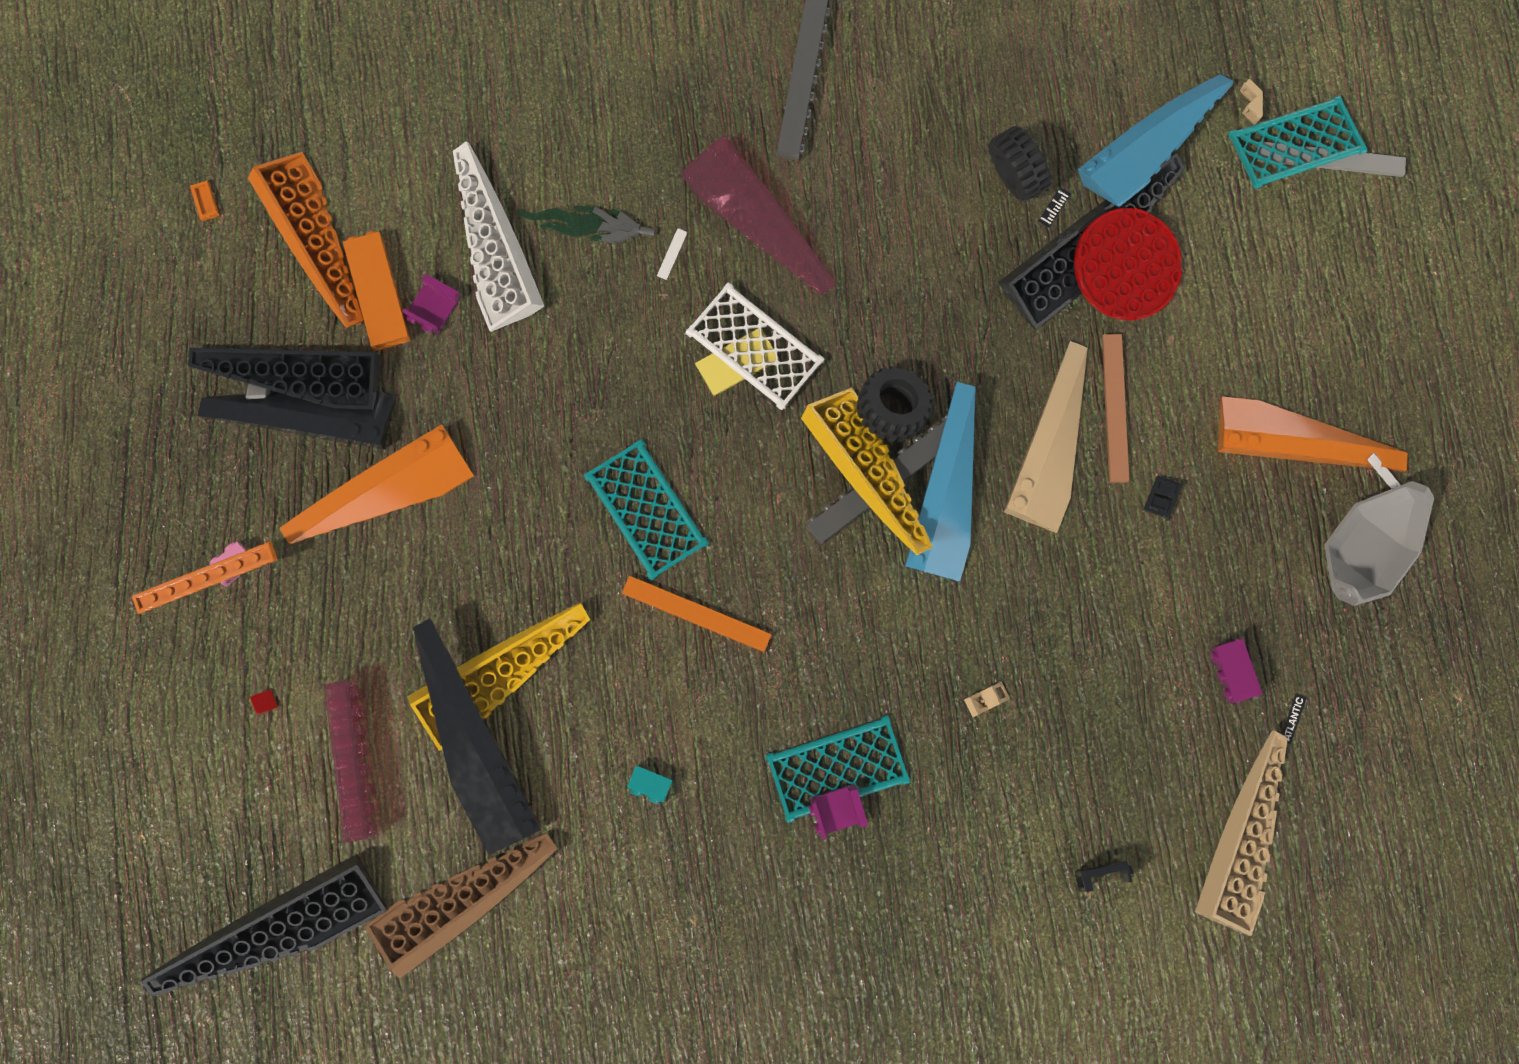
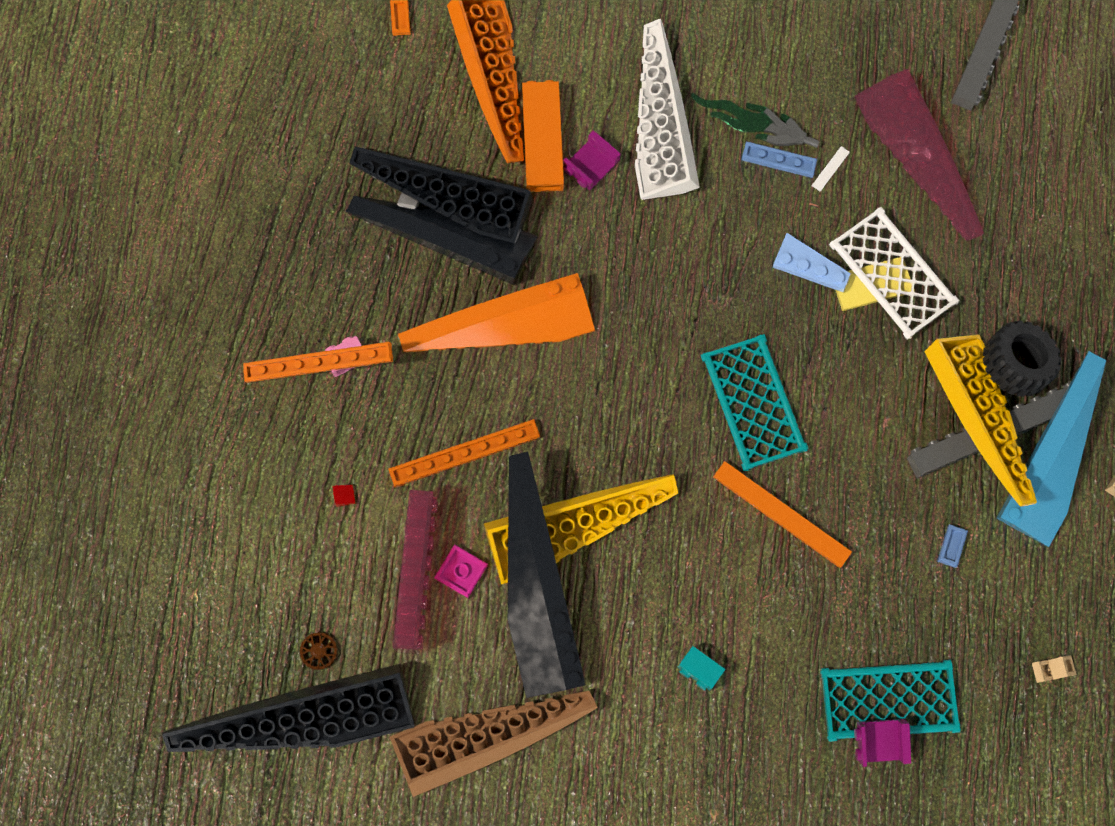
camera: 15 degrees right, 5 degrees down
(276, 860) = (318, 651): none -> reddish brown wheel
(372, 631) = (464, 453): none -> orange tile
(397, 748) = (461, 571): none -> dark pink tile
(618, 257) = (779, 159): none -> medium blue tile
(667, 357) = (806, 263): none -> light blue wing
(867, 603) = (952, 546): none -> medium blue tile

